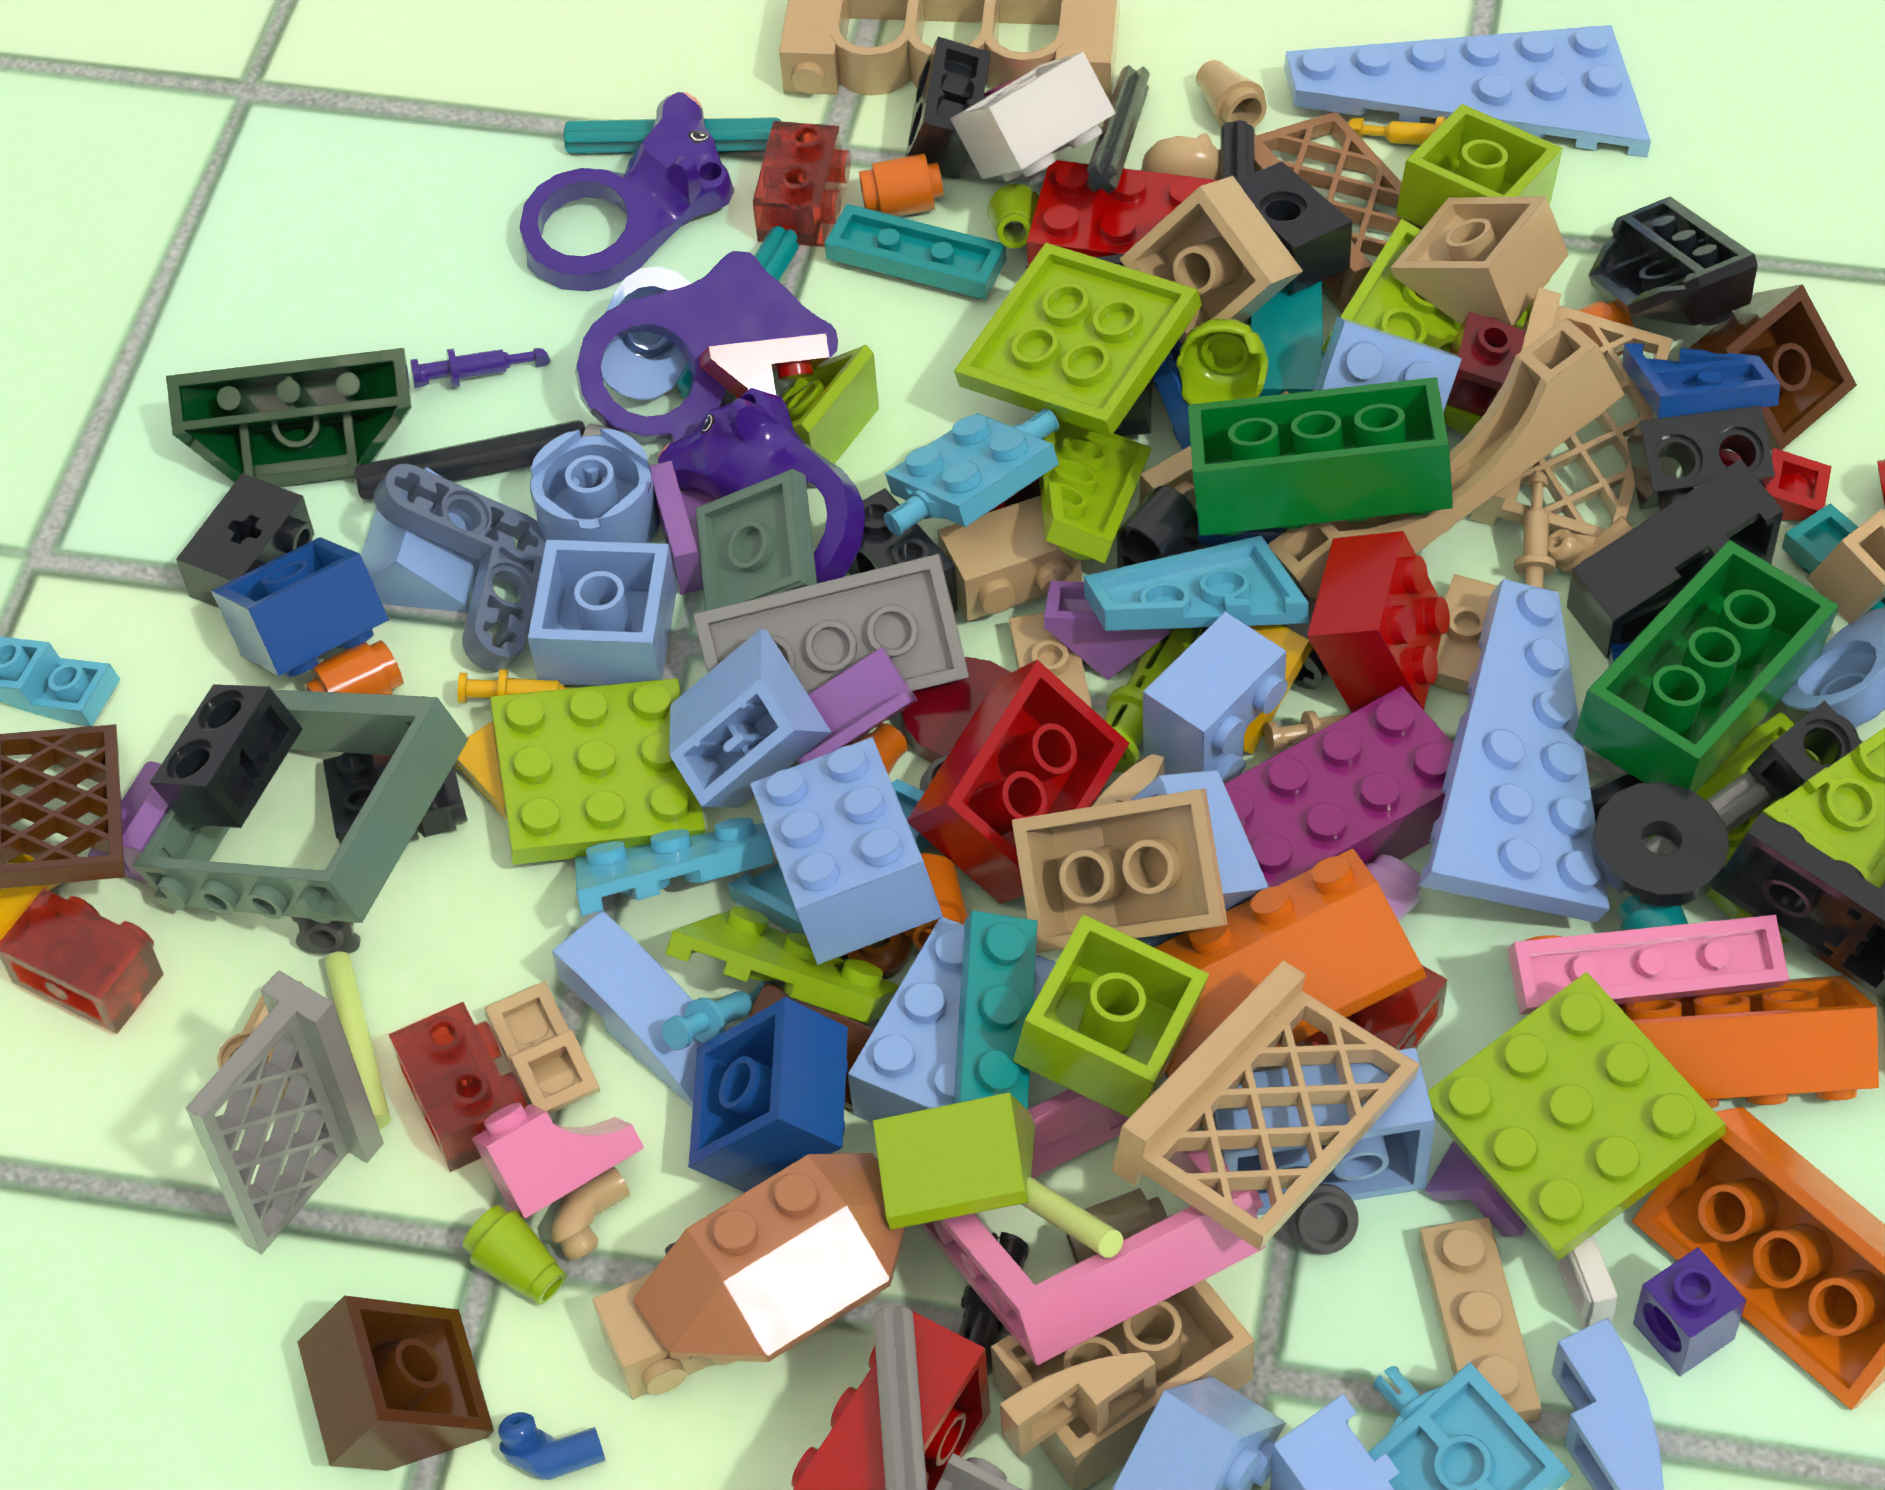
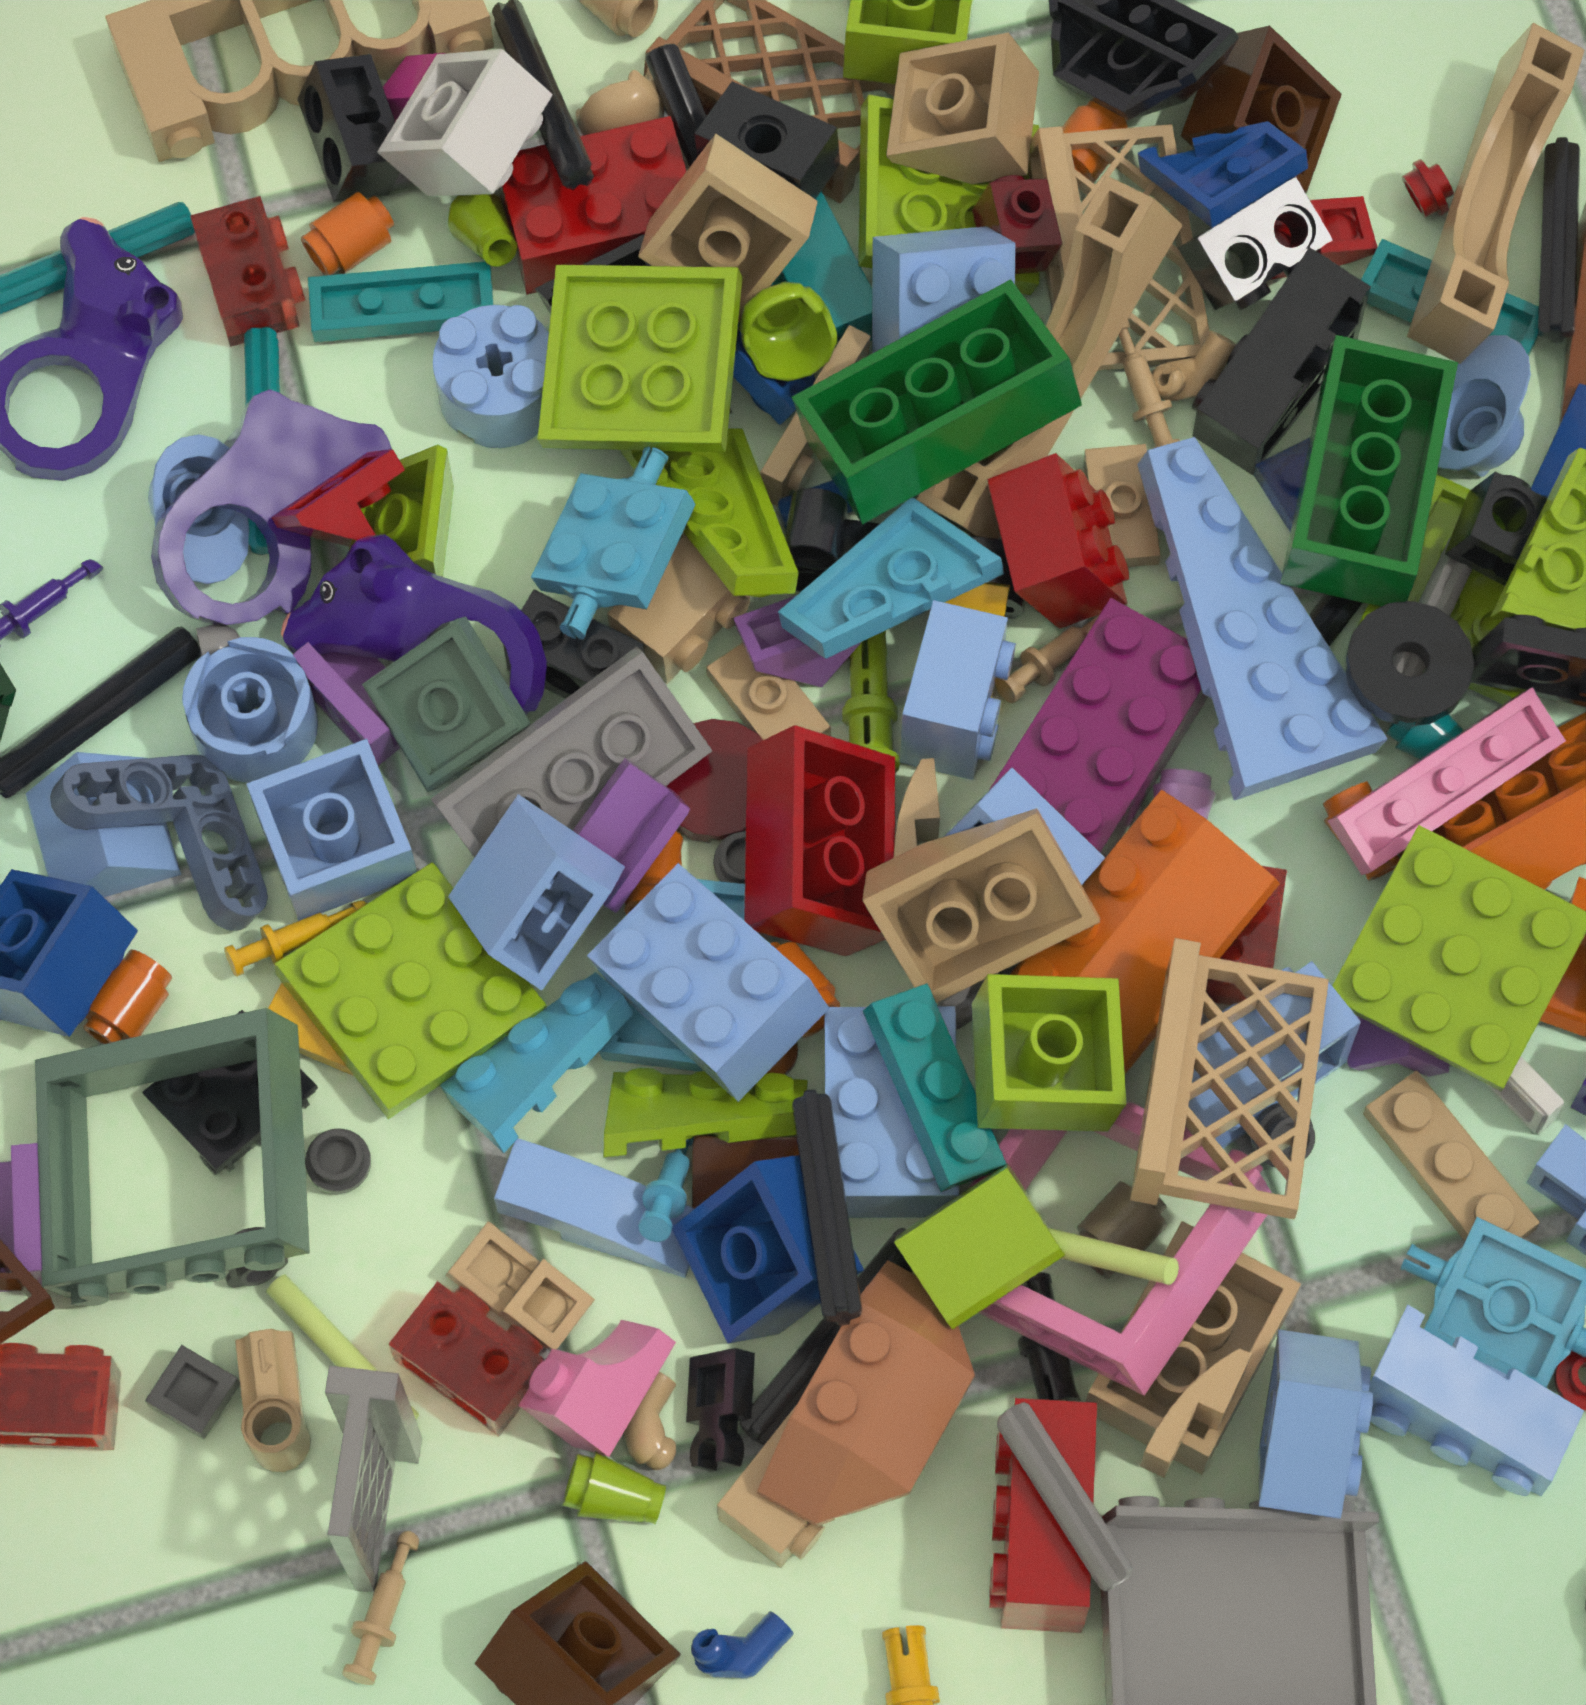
camera: 30 degrees left, 15 degrees up
(207, 1011) = (192, 1392): none -> dark grey plate
(226, 755) = (92, 1143): black brick -> none
(236, 1279) = (376, 1626): none -> tan piece
(450, 881) = (338, 1161): none -> dark grey plate
(655, 1220) = (716, 1400): none -> black plate
(830, 1071) = (827, 1208): none -> black axle
(943, 317) = (492, 374): none -> light blue brick

